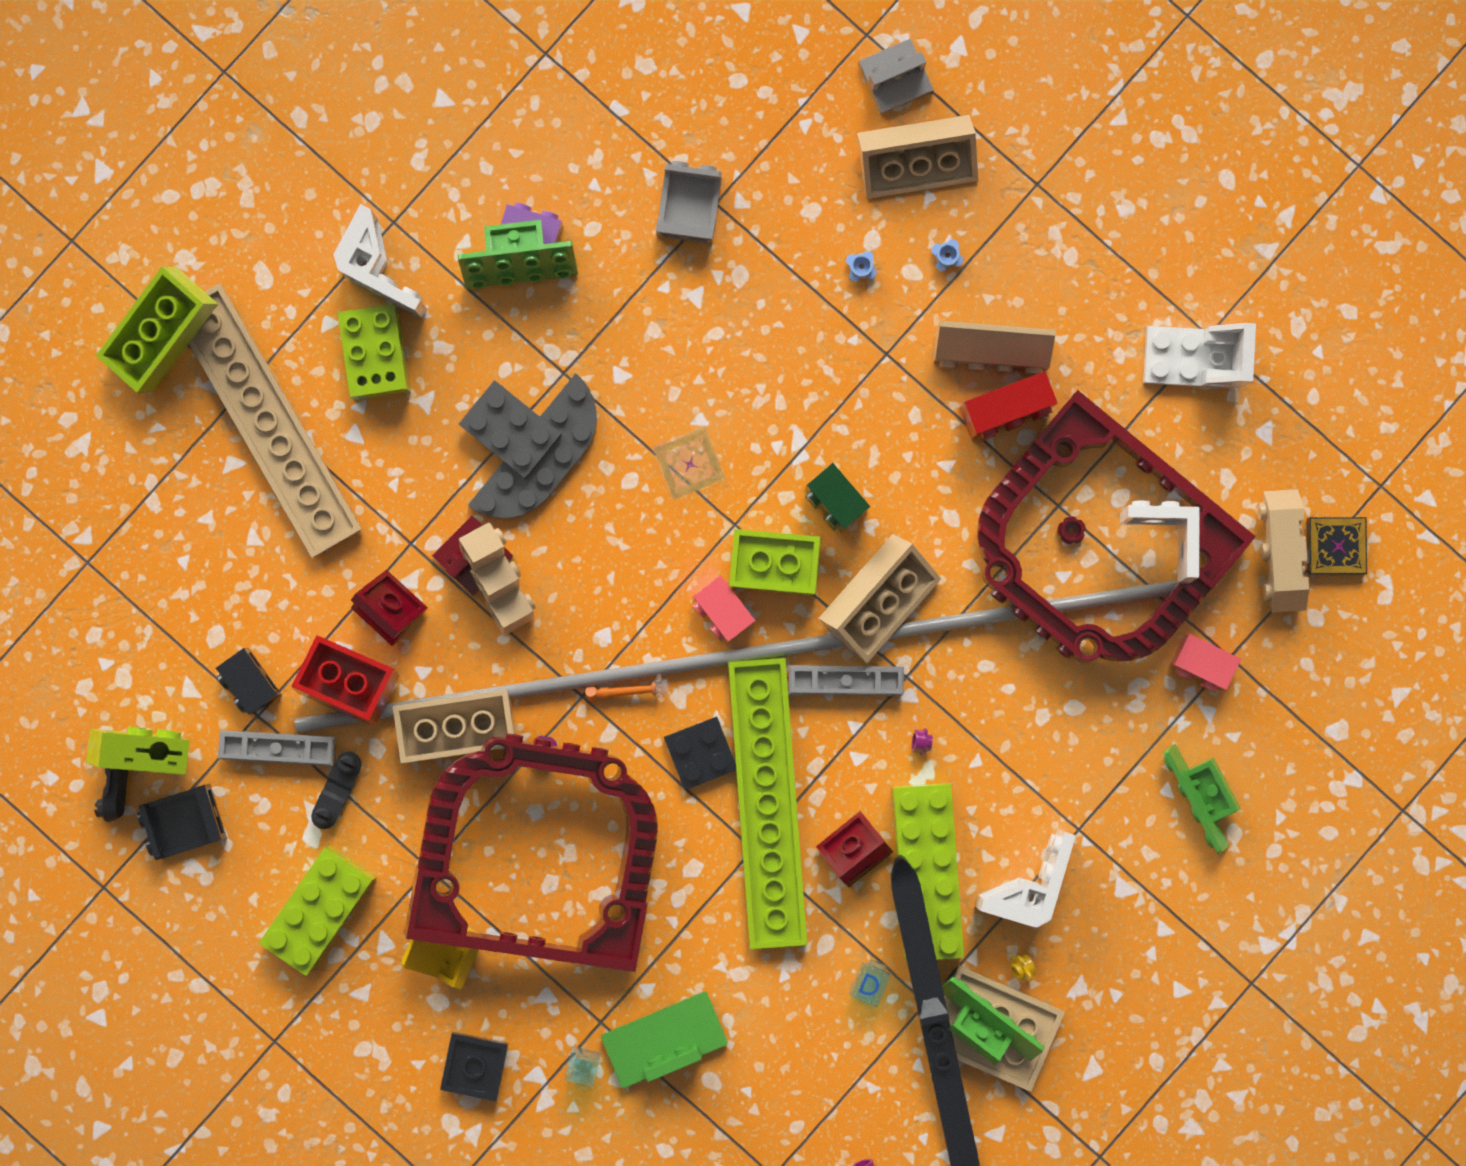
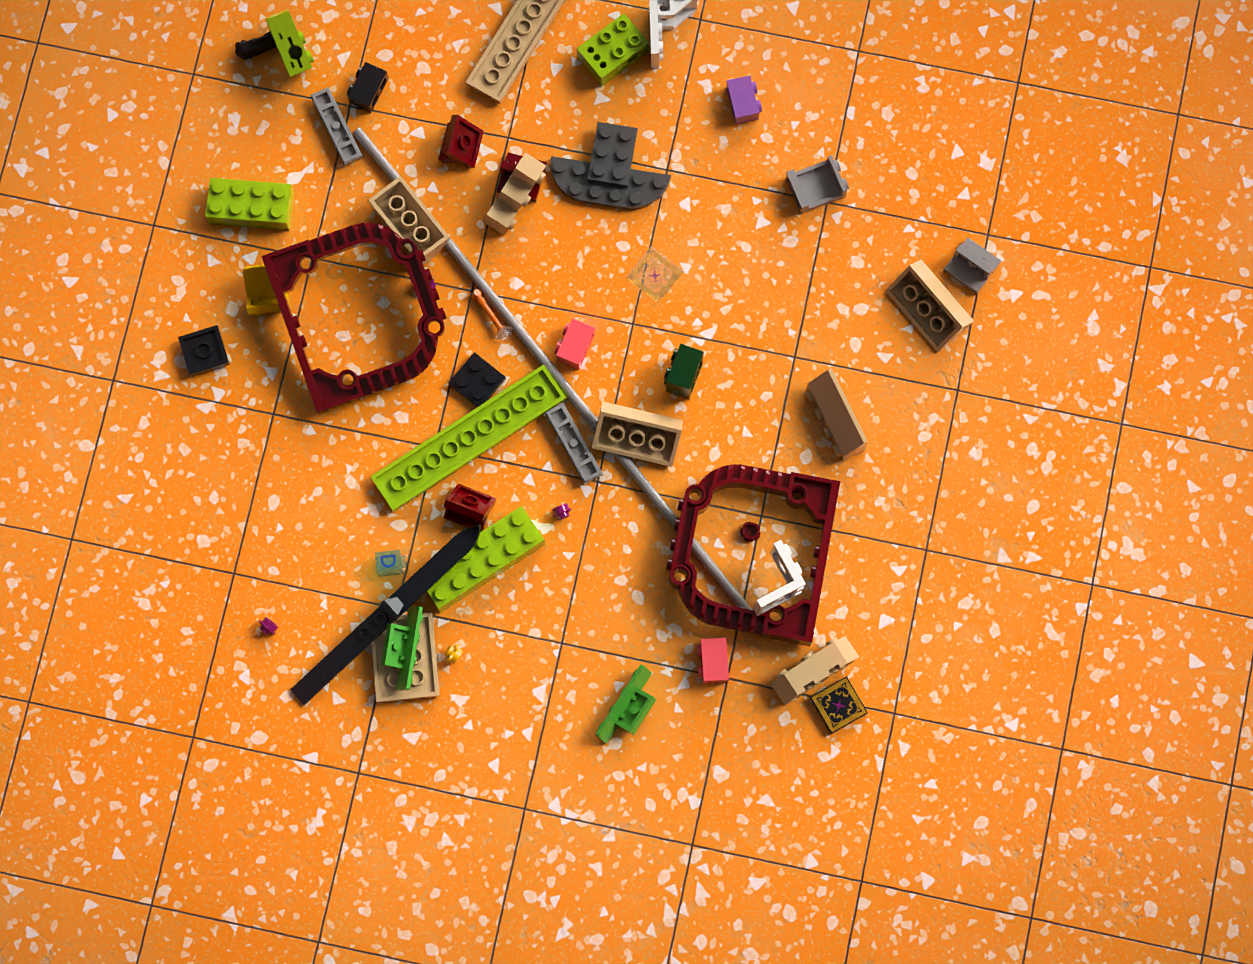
camera: 65 degrees right, 10 degrees down
(181, 822) = (259, 96): black panel -> none
(336, 790) = (330, 175): black piece -> none
(345, 681) = (400, 141): red brick -> none
(517, 255) = (721, 98): bright green bracket -> none
(583, 1066) = (240, 414): clear light blue brick -> none
(664, 1040) = (284, 457): bright green bracket -> none
(775, 562) = (622, 358): lime piece -> none
(854, 262) = (840, 304): light blue plate -> none
(949, 247) = (879, 364): light blue plate -> none
(1009, 406) = (804, 444): red brick -> none
(1012, 898) = (493, 619): white bracket -> none
(1200, 357) = (906, 547): white bracket -> none

